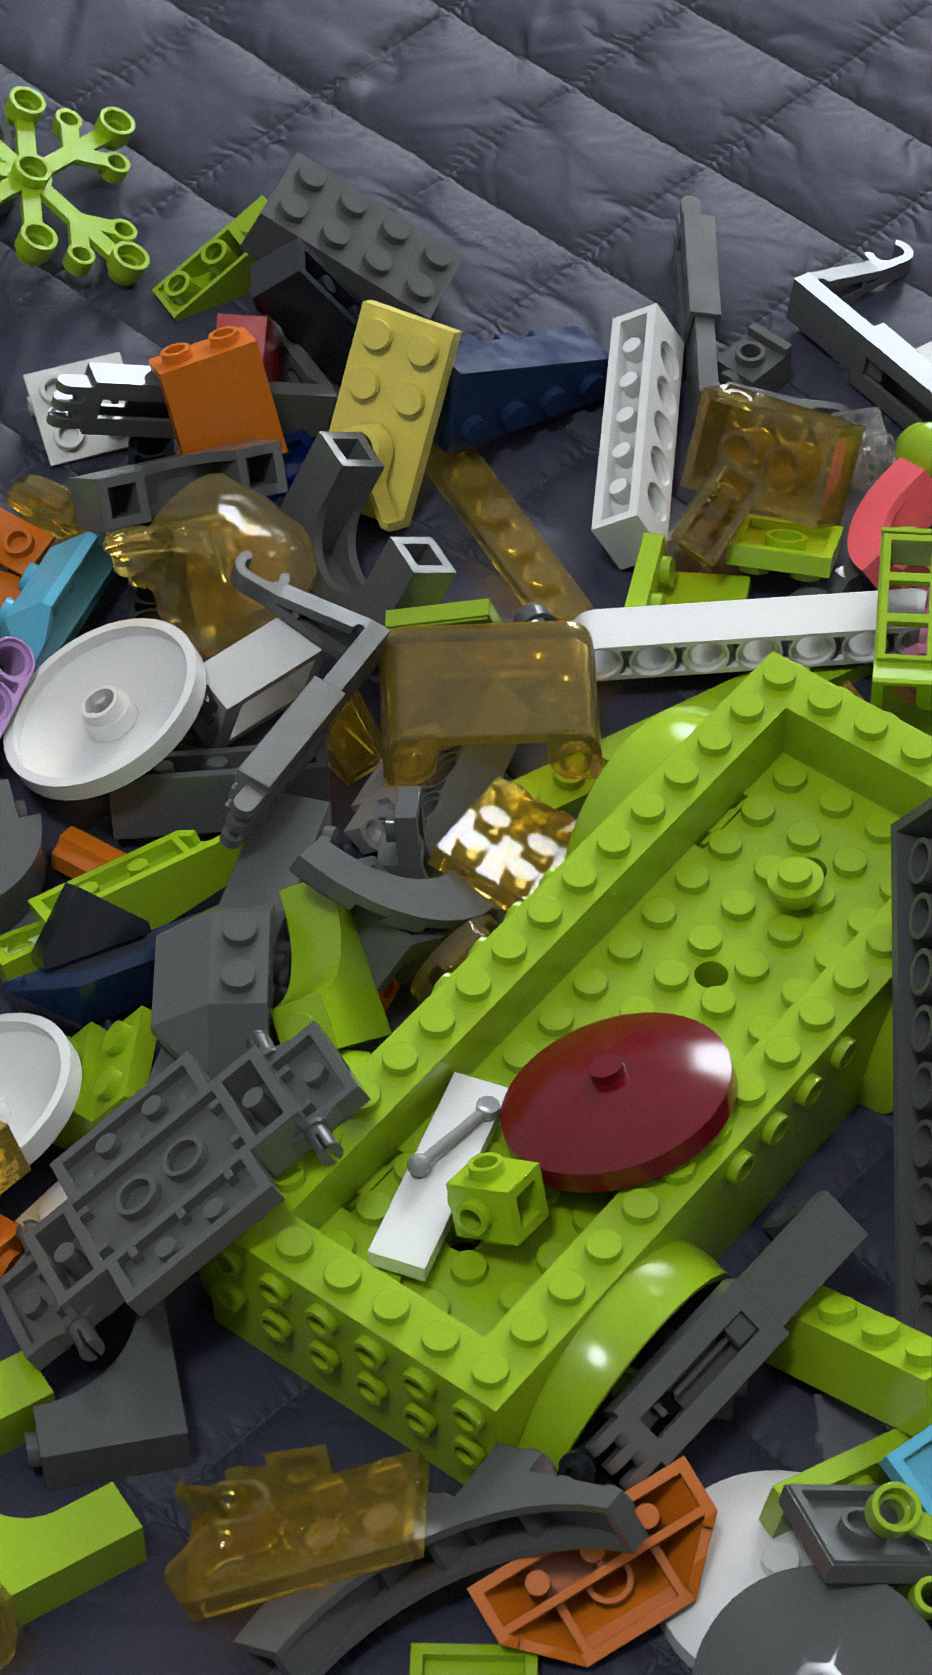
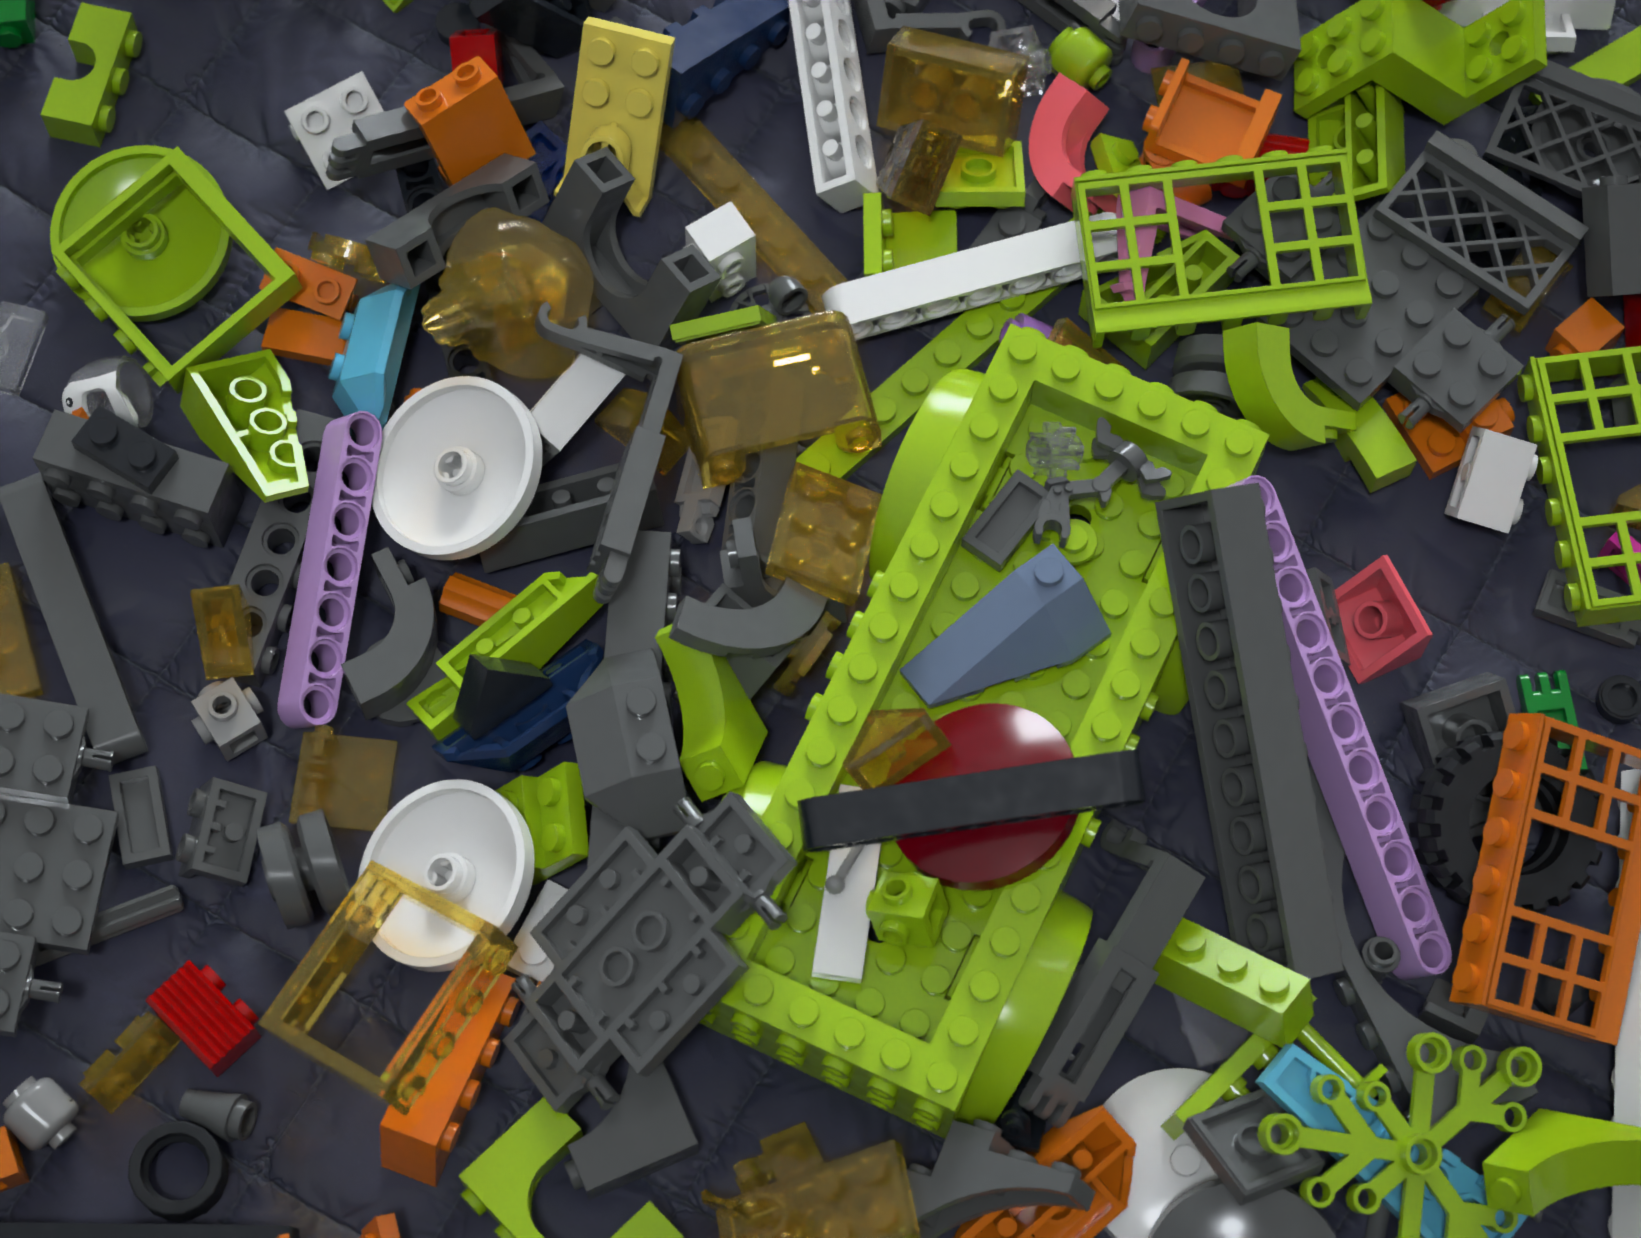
camera: 15 degrees left, 20 degrees up
(477, 555) = (727, 245): none -> white brick
(523, 1033) = (893, 746): none -> clear yellow slope
(595, 1076) = (971, 801): none -> black beam
(712, 945) = (1023, 625): none -> sand blue wedge
(725, 851) = (1006, 521): none -> dark grey tile
(794, 786) = (1054, 450): none -> clear gear
(869, 807) = (1125, 462): none -> dark grey piece

